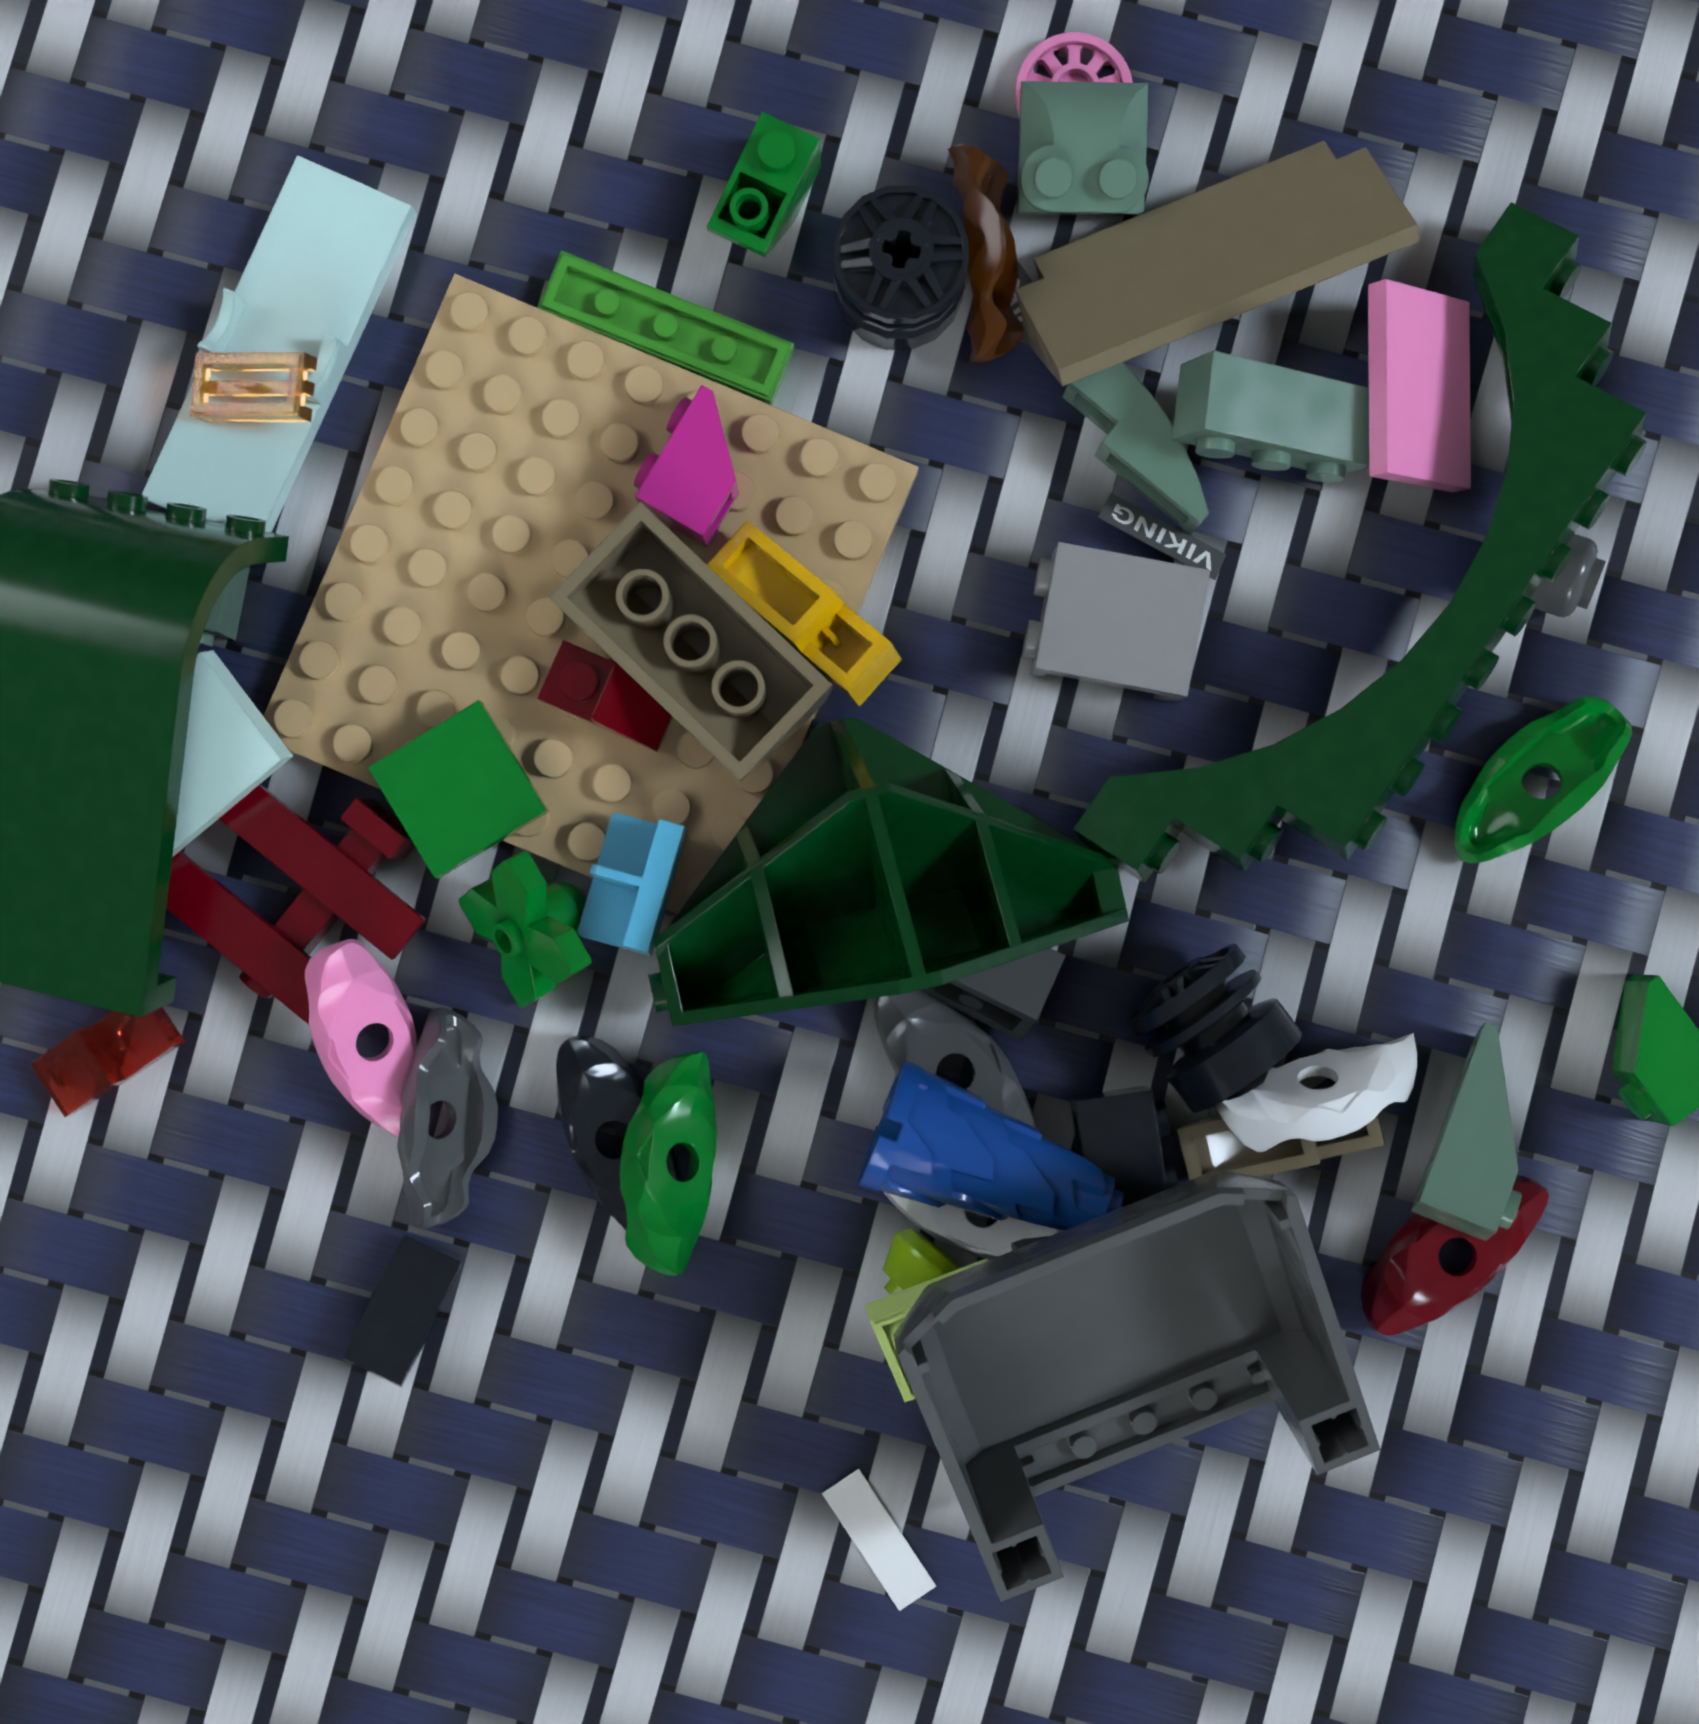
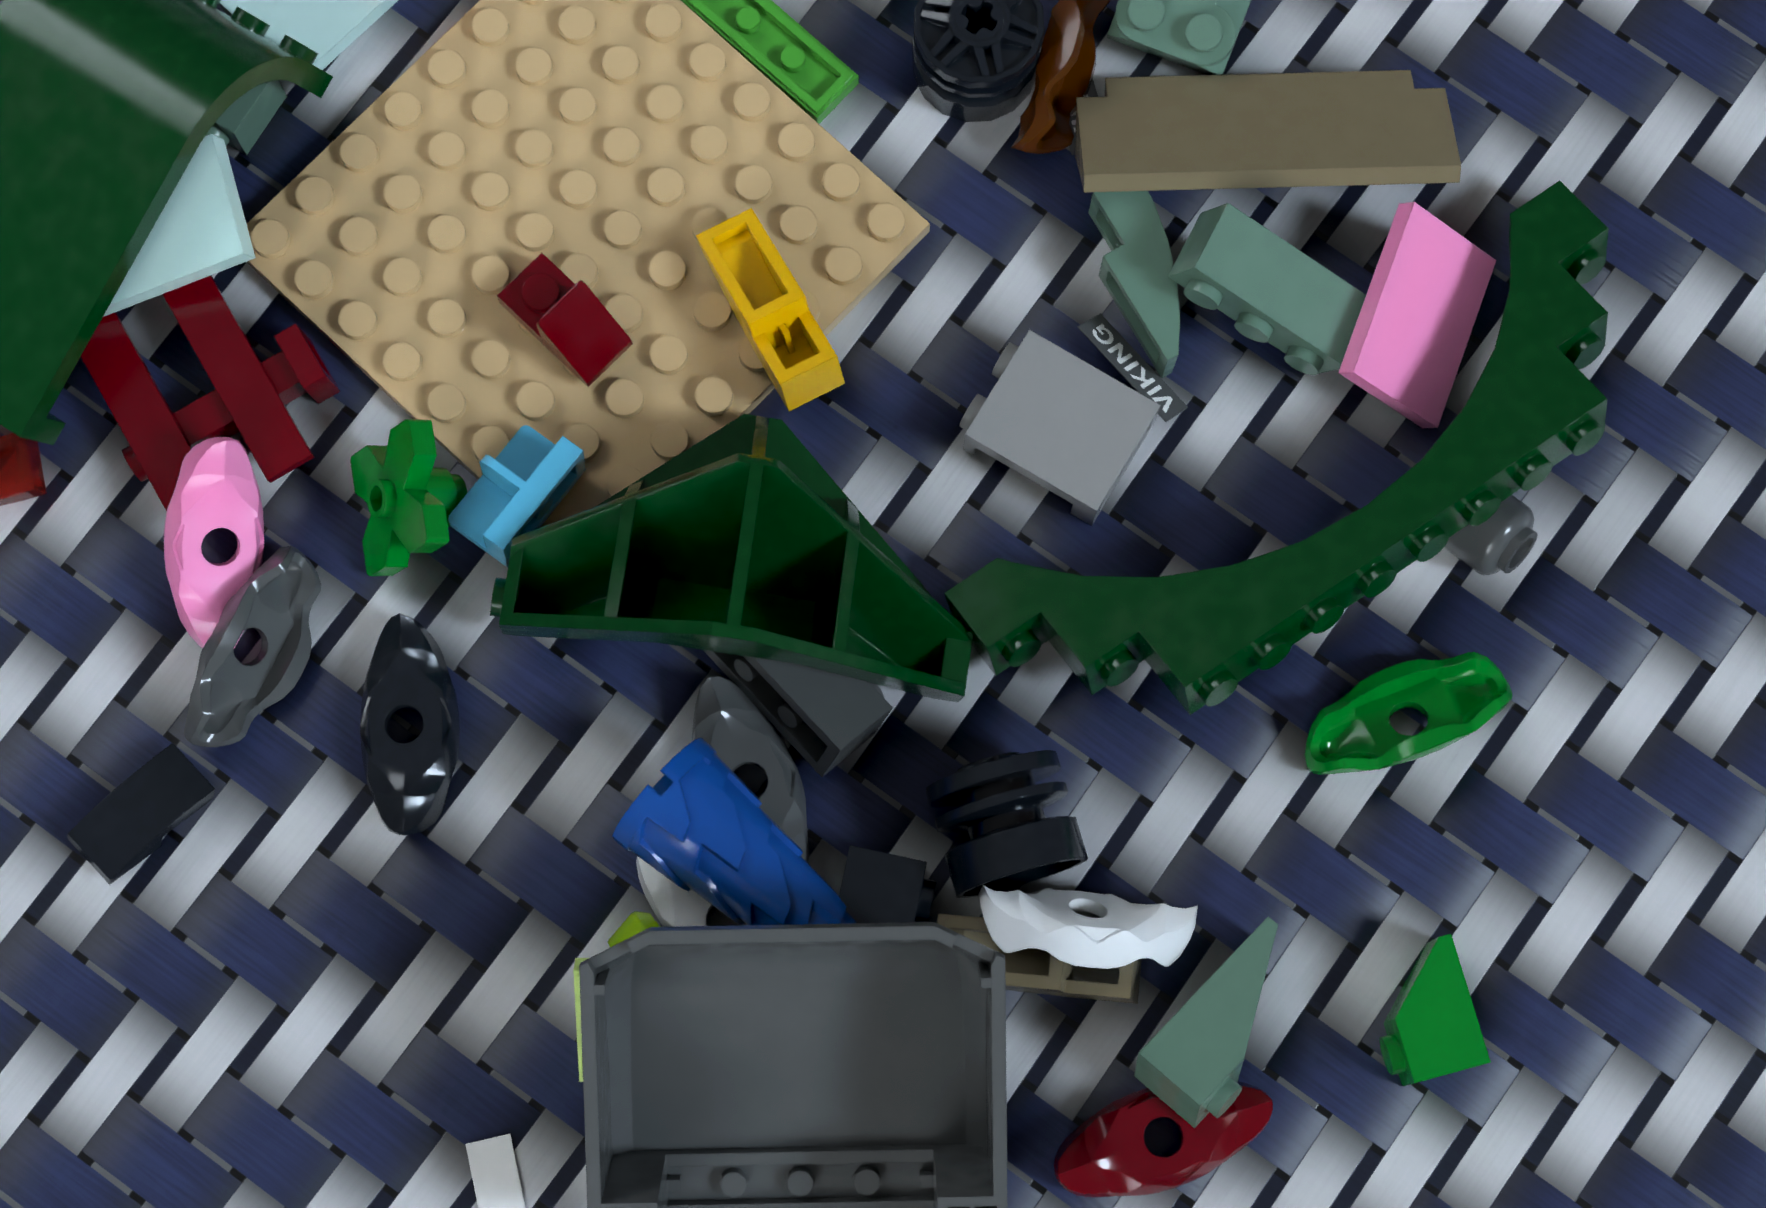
camera: 20 degrees right, 10 degrees down
(458, 789) = (392, 350): green tile -> none
(661, 1211) = (420, 801): green piece -> none
(692, 642) = (657, 293): dark tan slope -> none
(693, 476) = (718, 150): dark pink slope -> none

